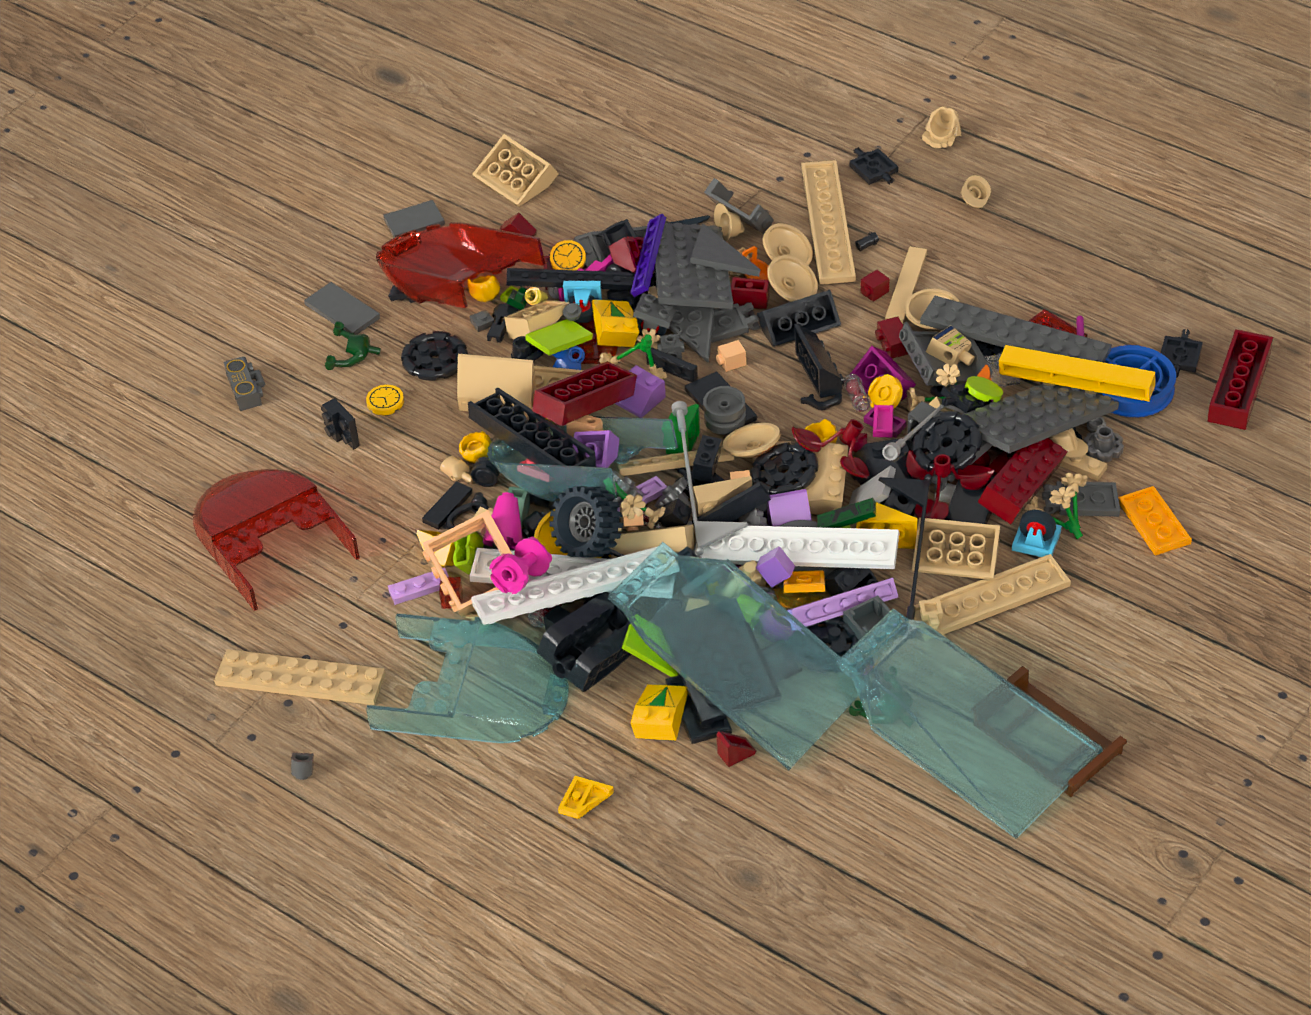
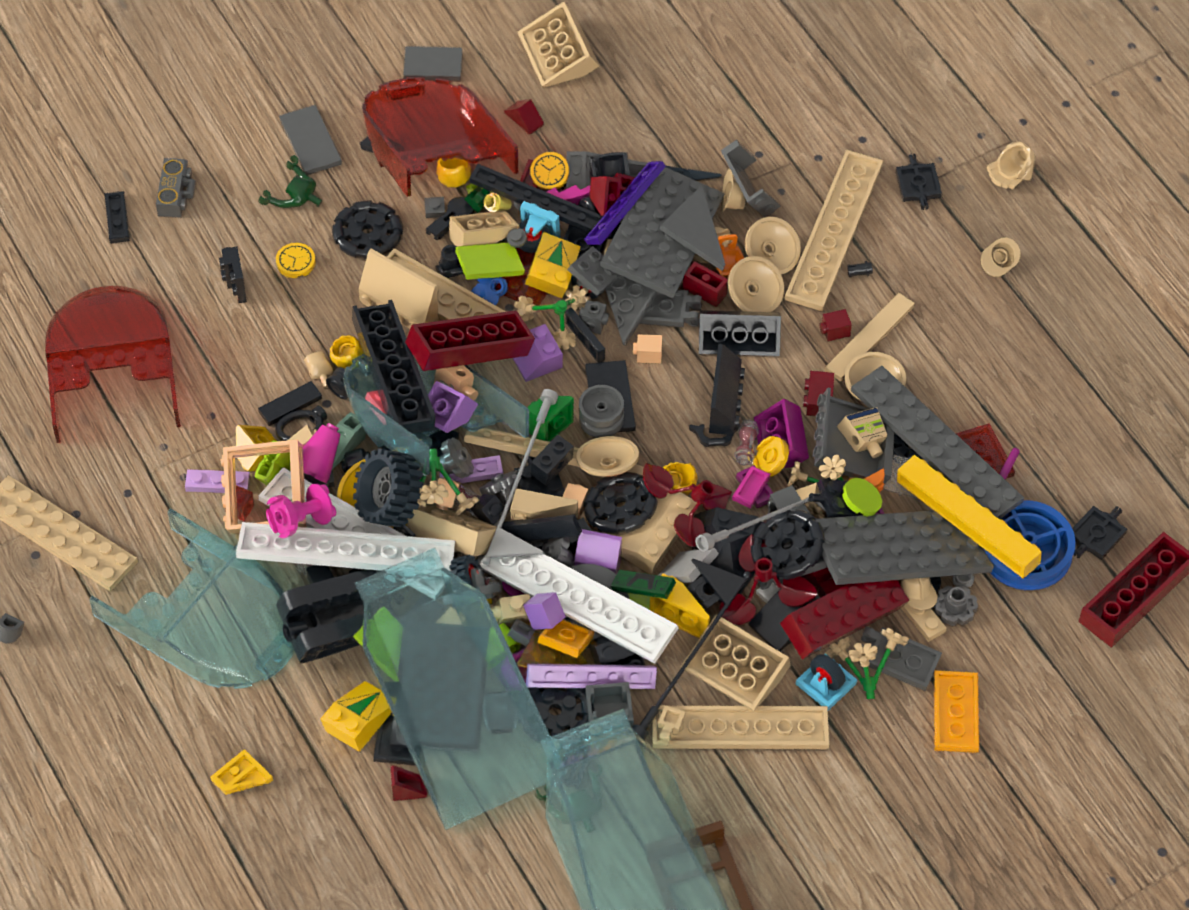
camera: 20 degrees right, 10 degrees up
(204, 423) = (117, 217): none -> black tile

